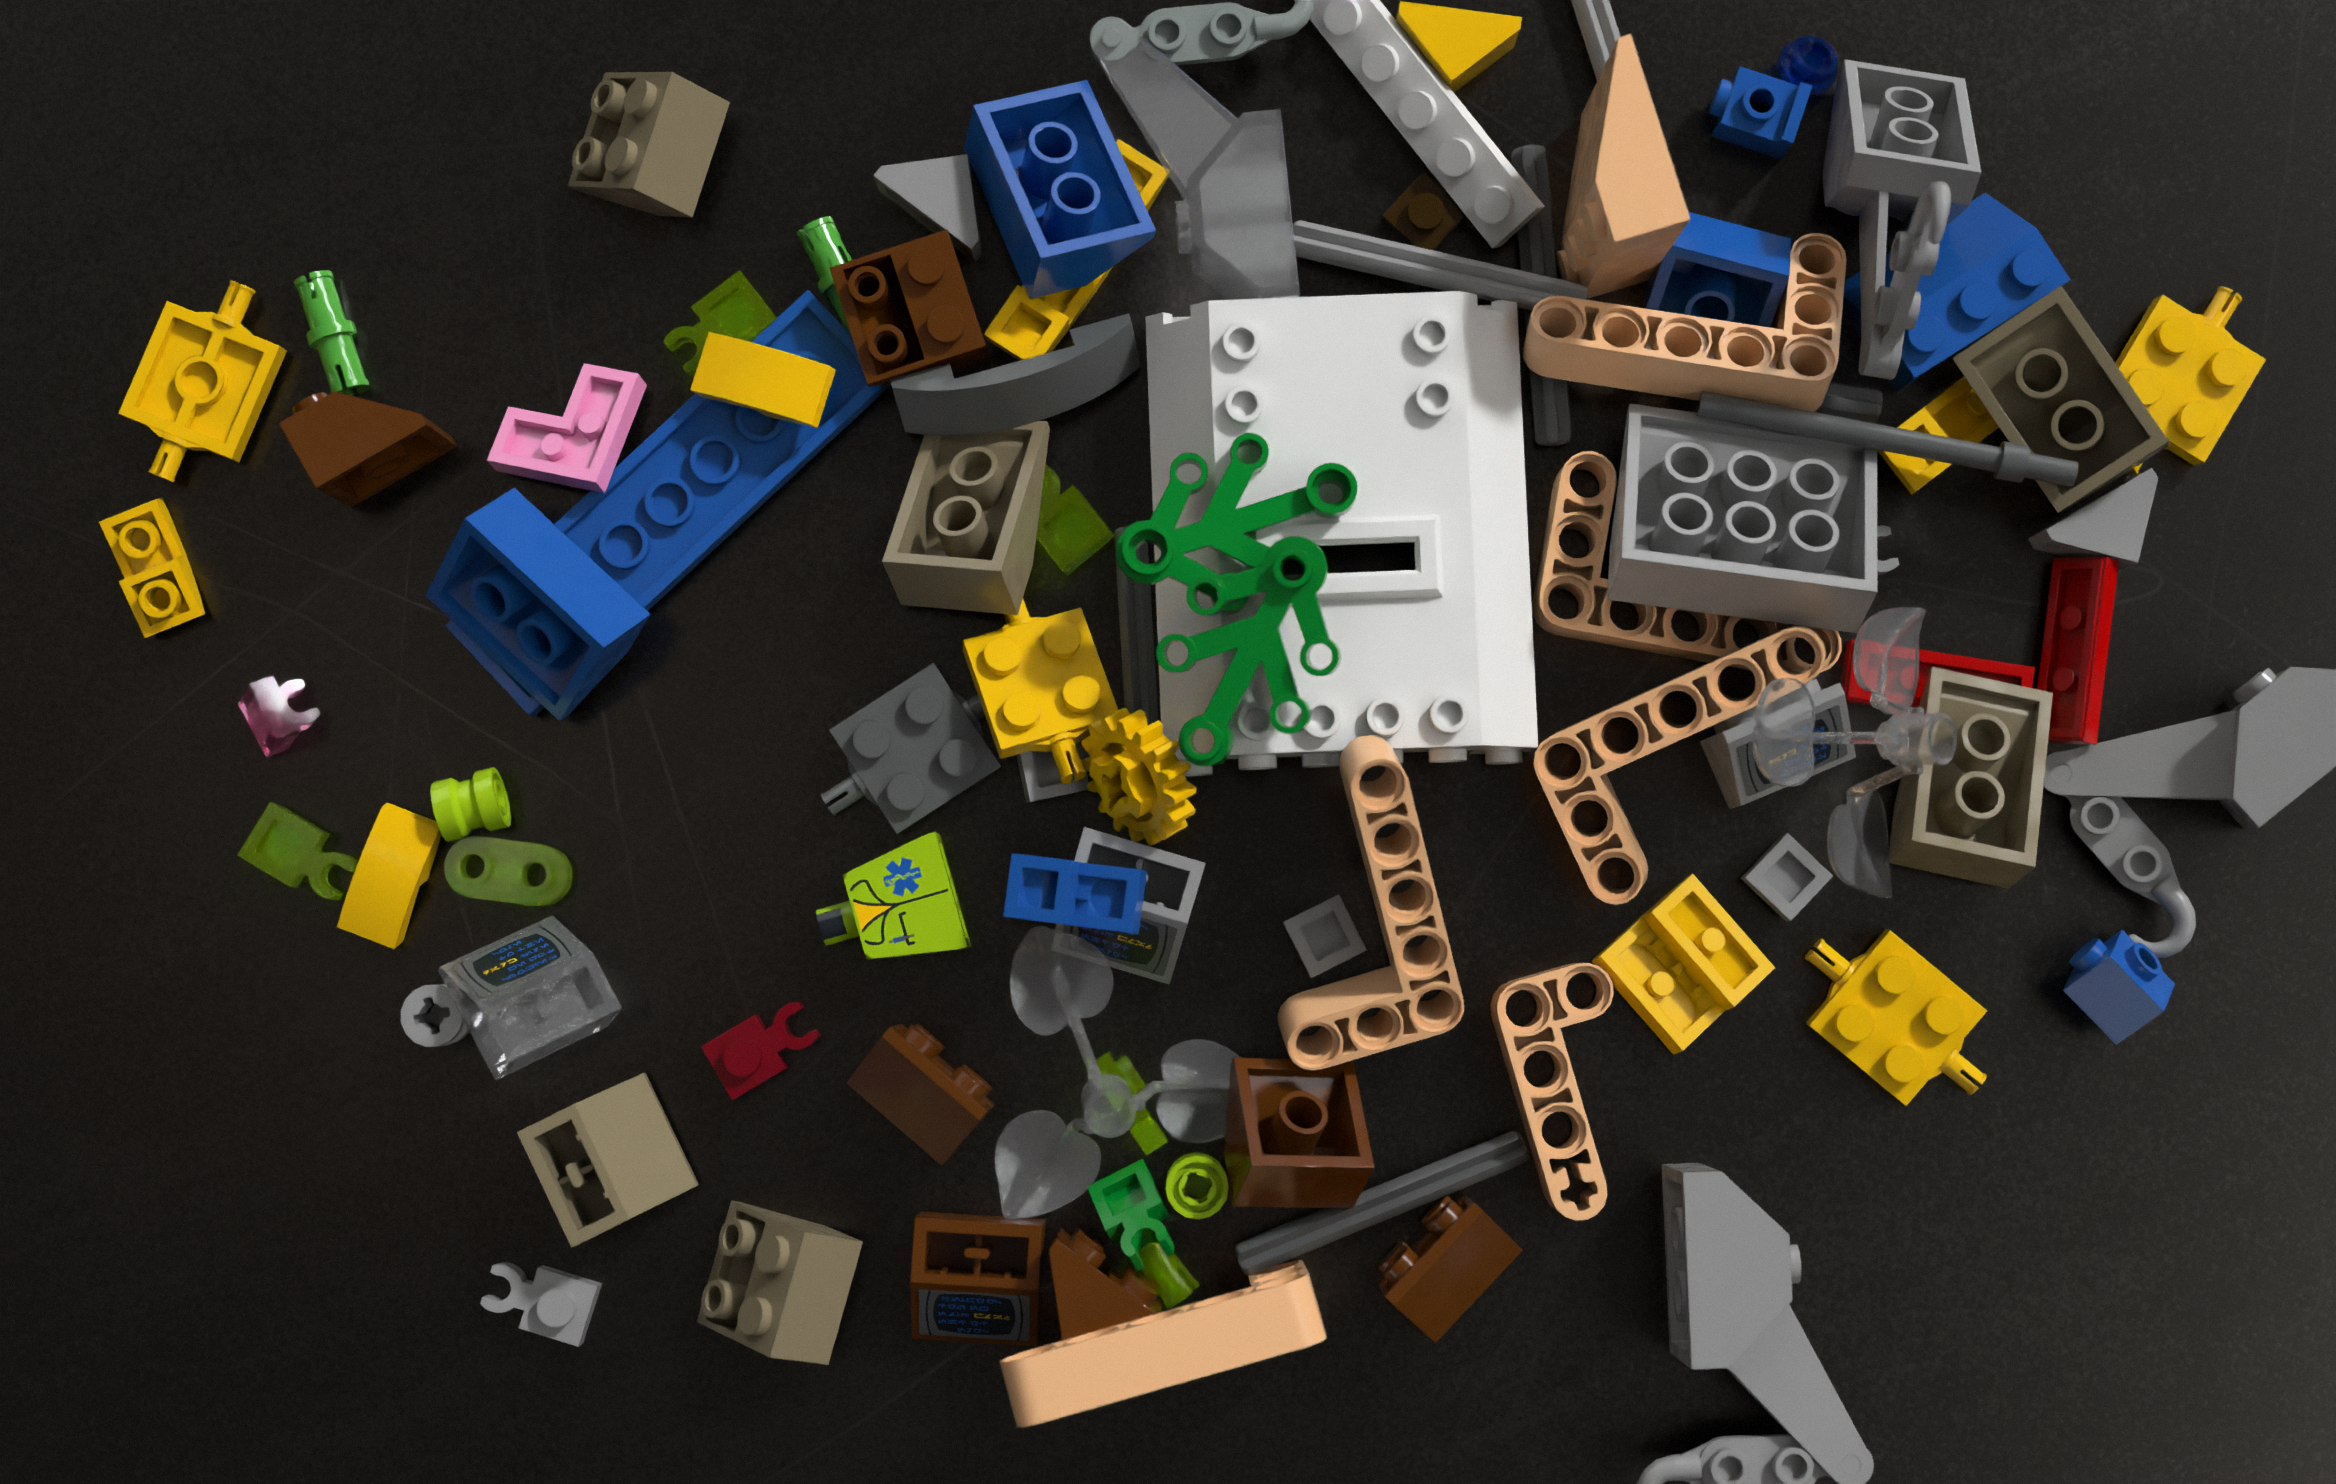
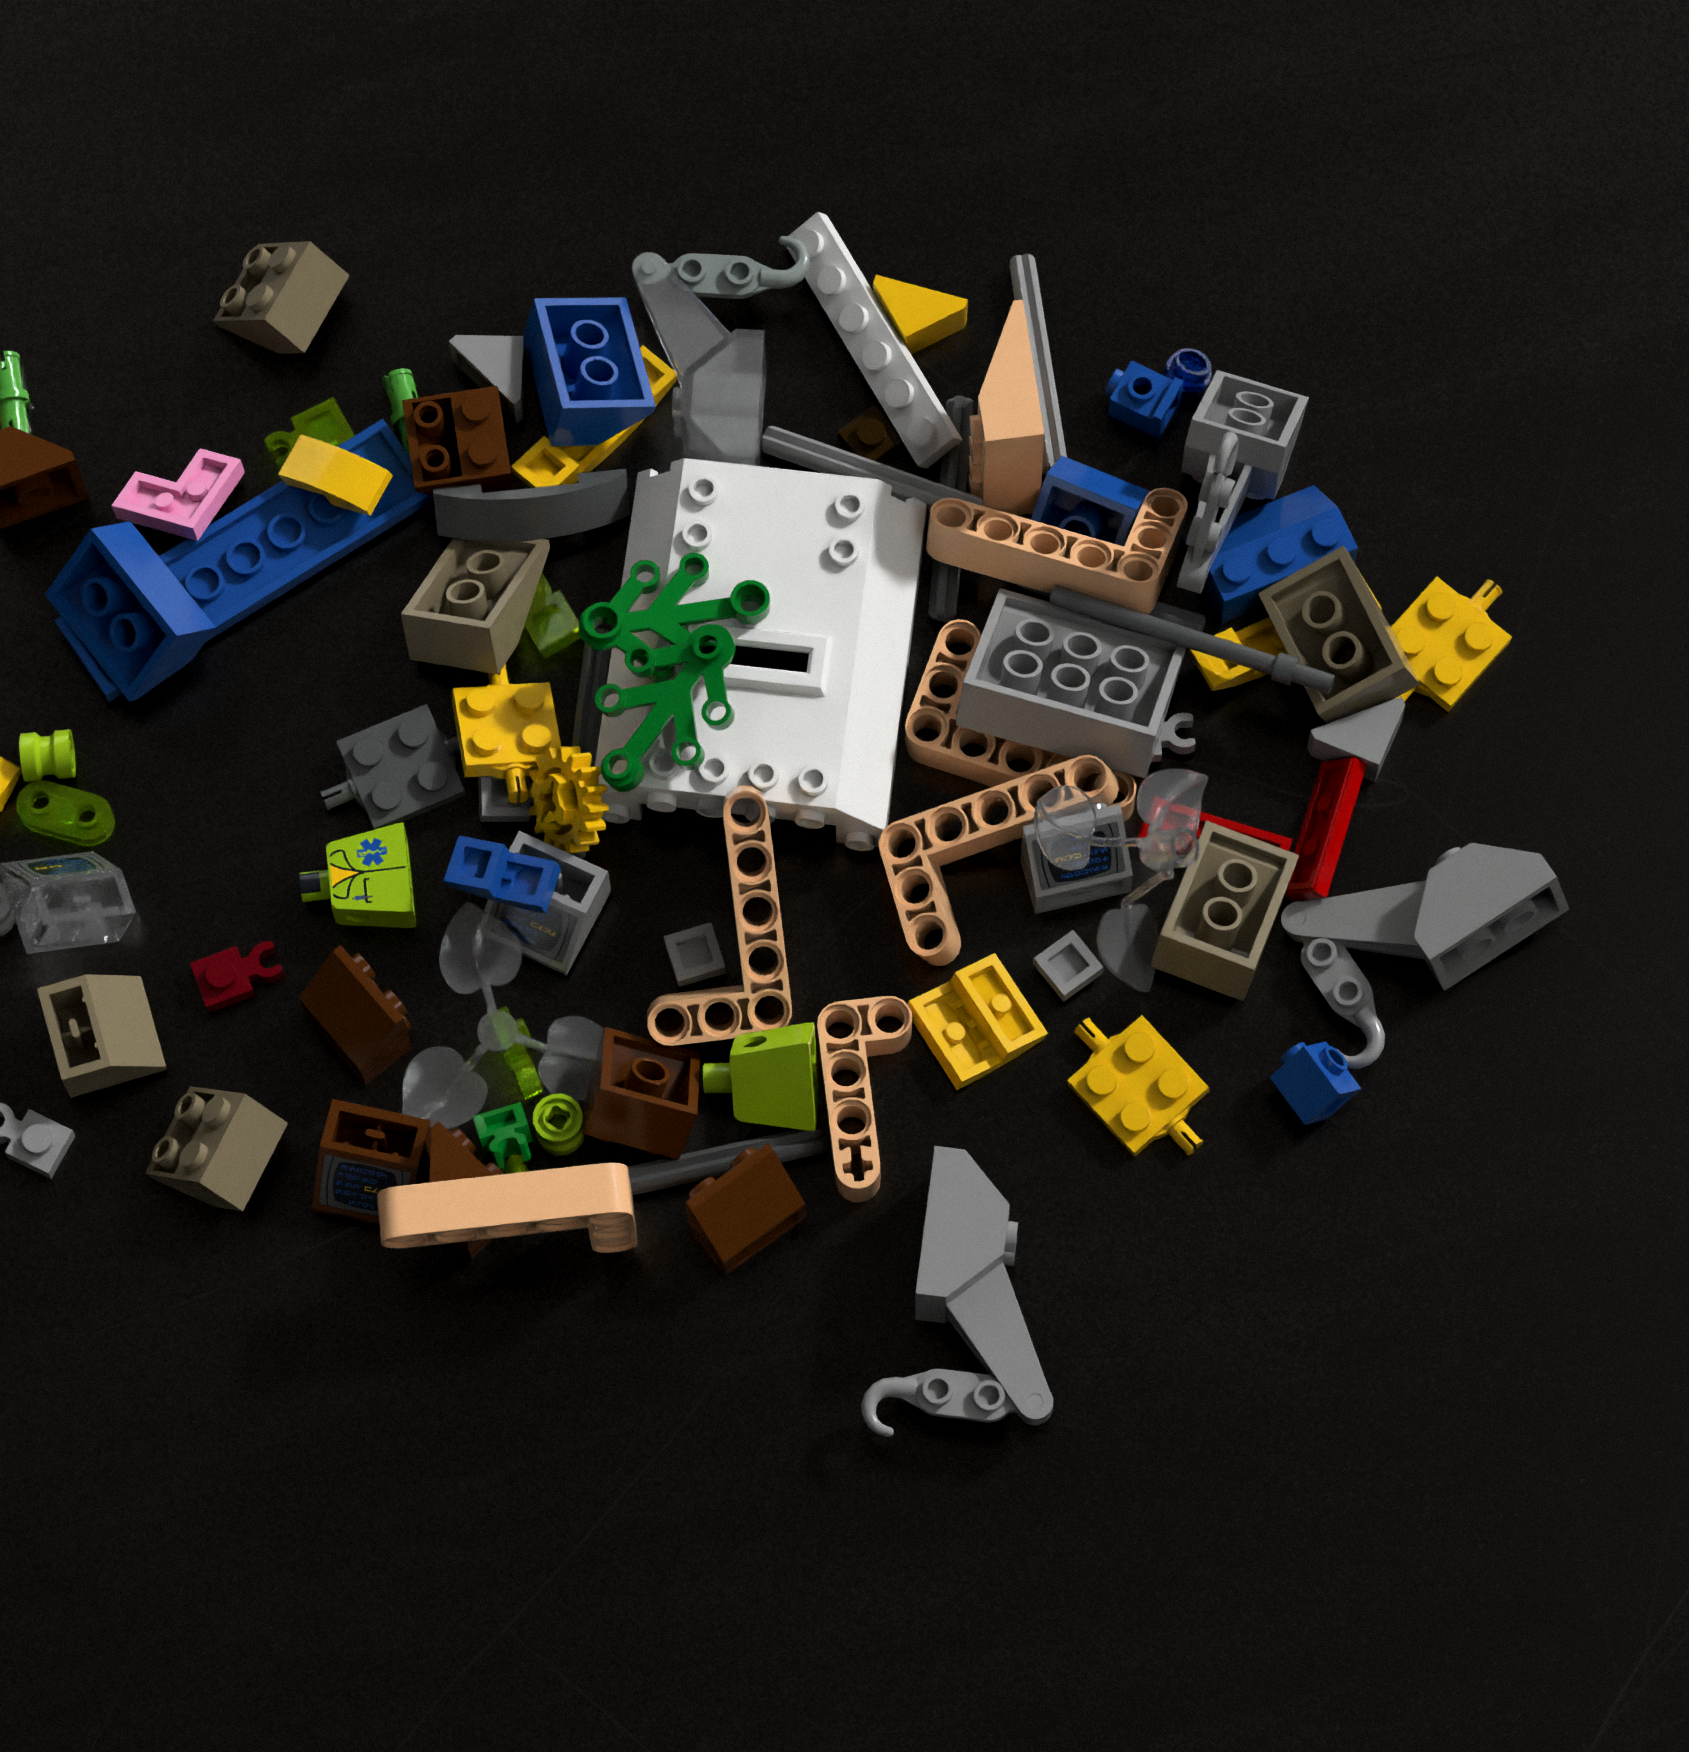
camera: 10 degrees right, 15 degrees down
(1450, 1091) = (771, 1077): none -> lime torso

